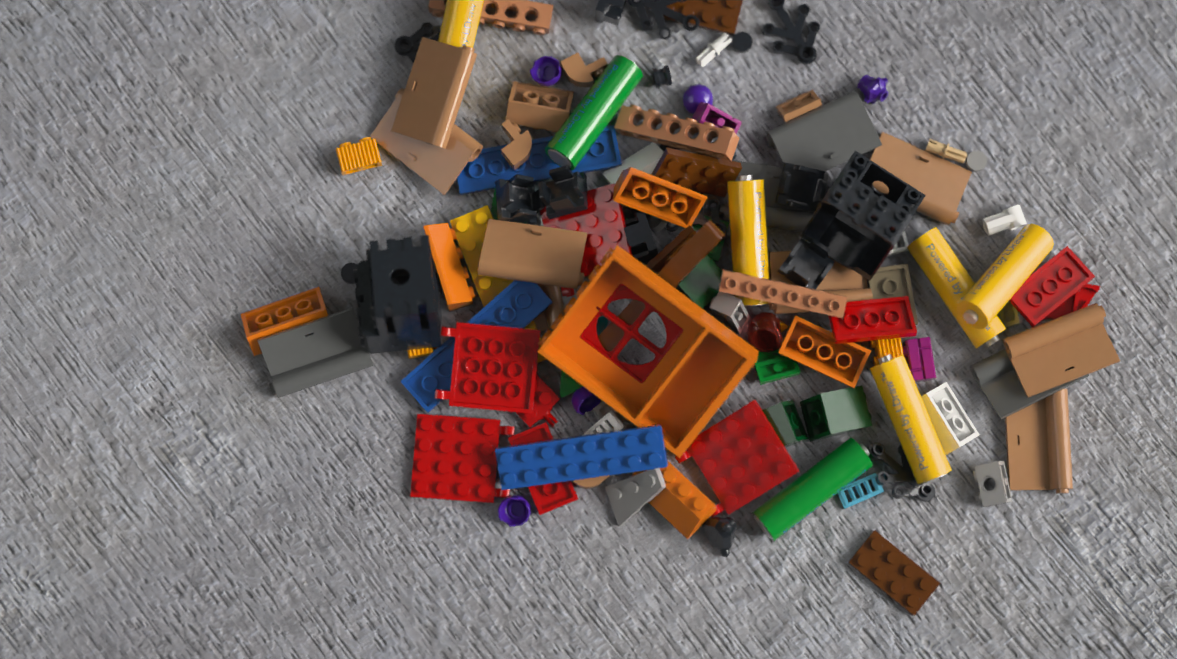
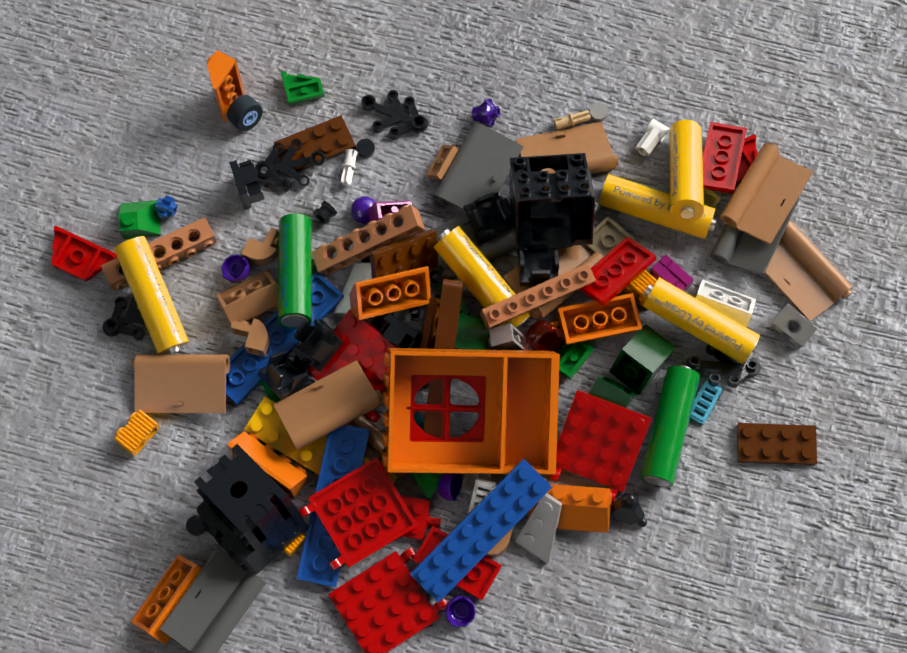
camera: 30 degrees left, 10 degrees down
(434, 92) = (161, 340): medium nougat door -> none

